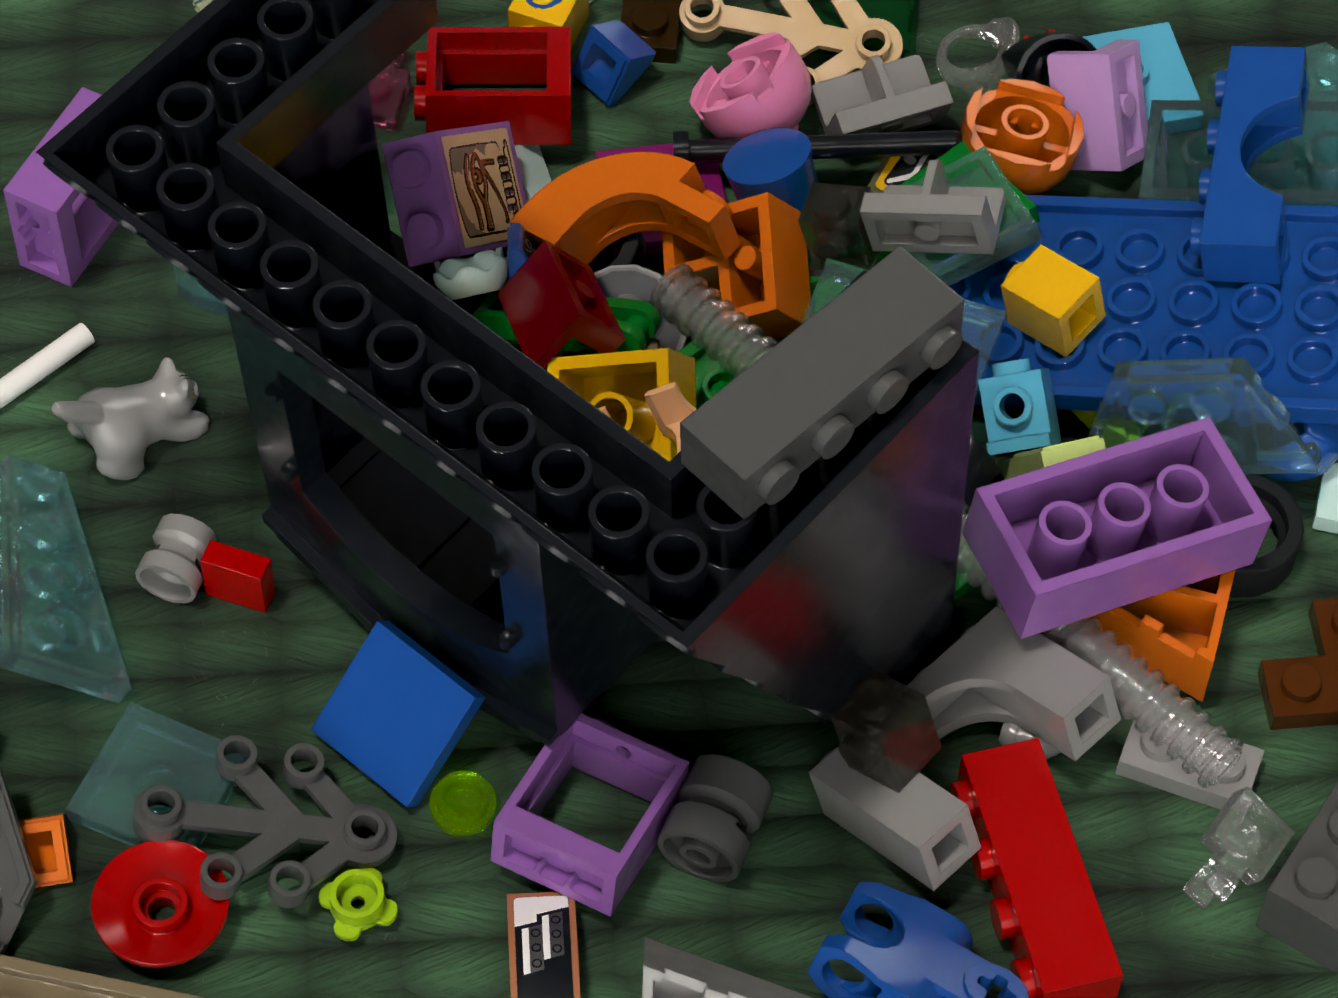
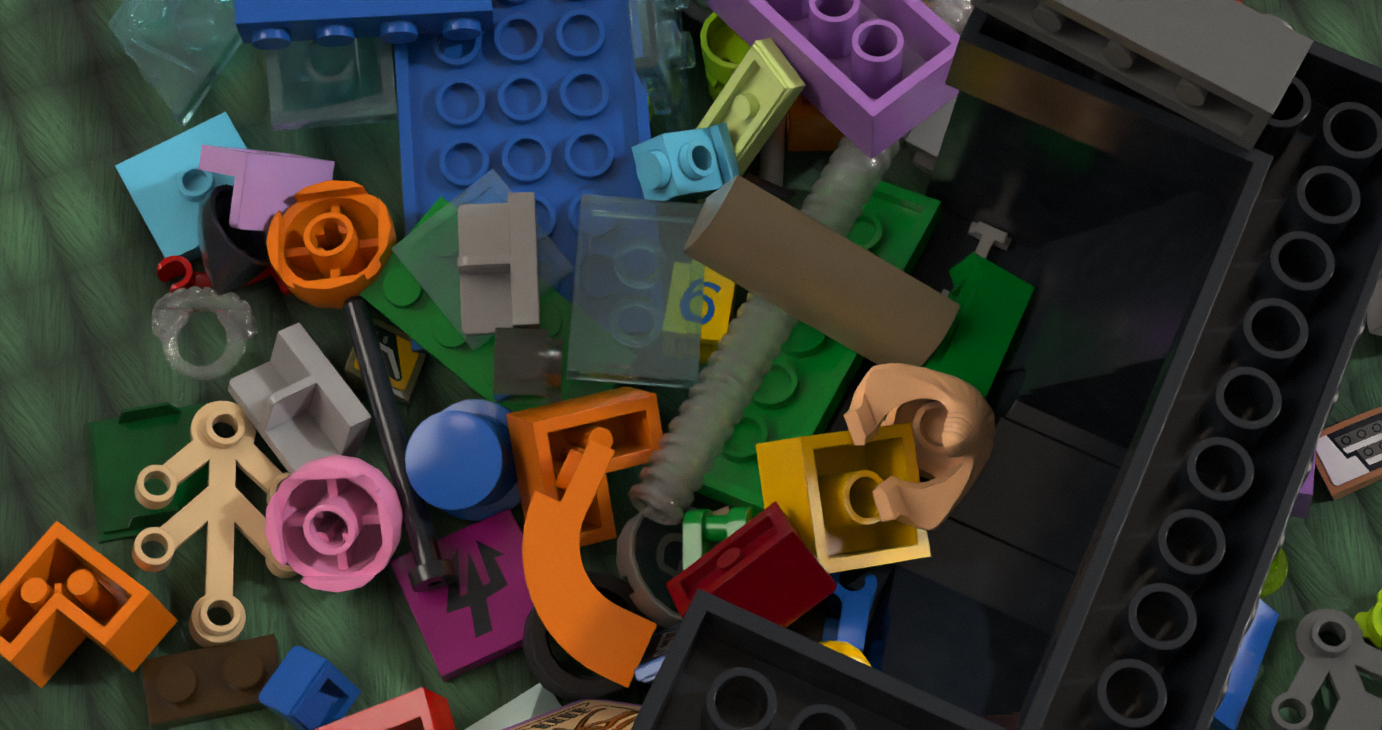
camera: 105 degrees left, 10 degrees up
(1053, 300) = (558, 154): yellow brick -> none

